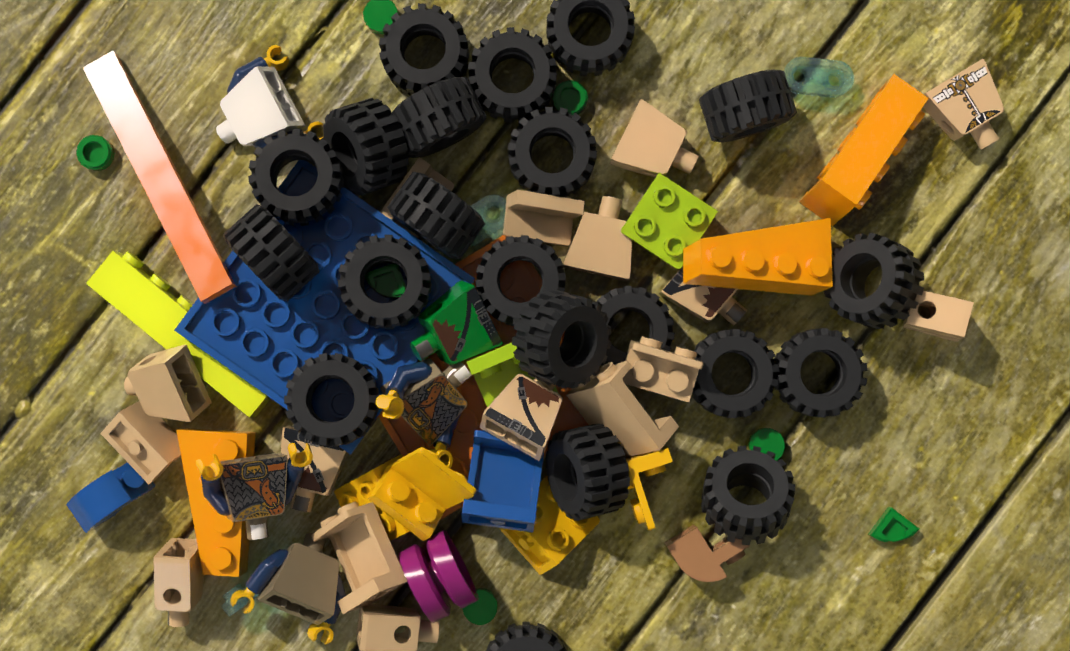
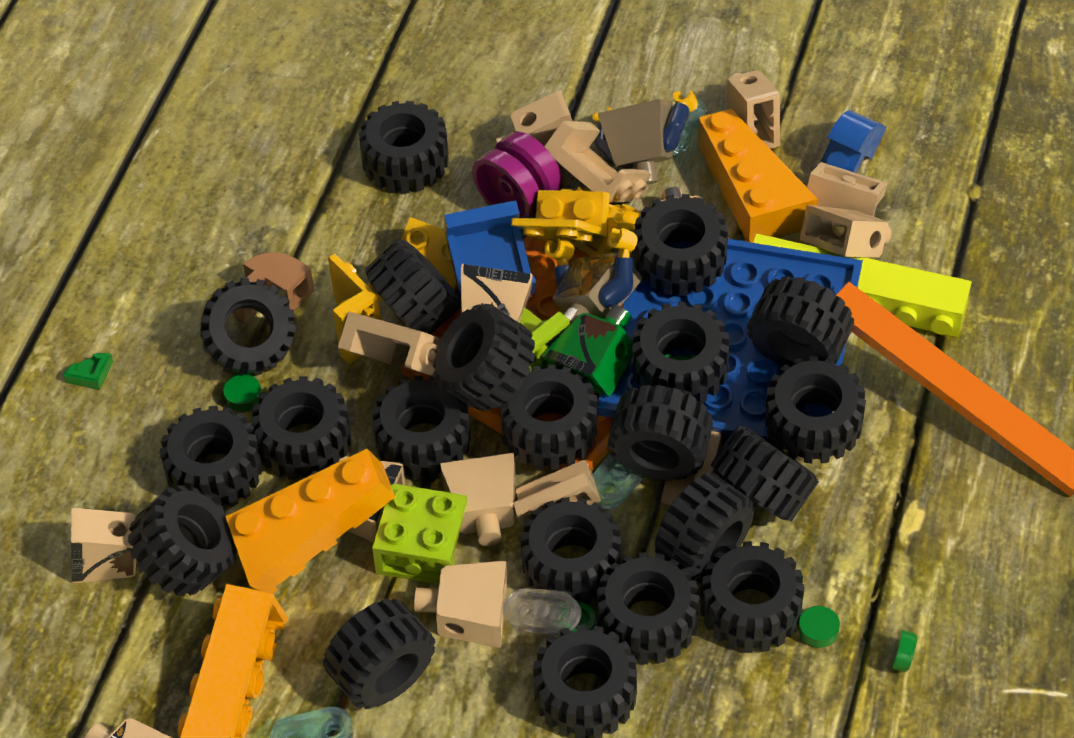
camera: 155 degrees right, 35 degrees down
(95, 152) = (1037, 403): green tile -> none
(254, 486) = (723, 167): torso -> none
(259, 103) = (889, 484): white torso -> none
(483, 610) = (464, 186): green tile -> none
(597, 105) = (545, 609): none -> clear plate
(662, 370) = (374, 386): tan bracket -> none

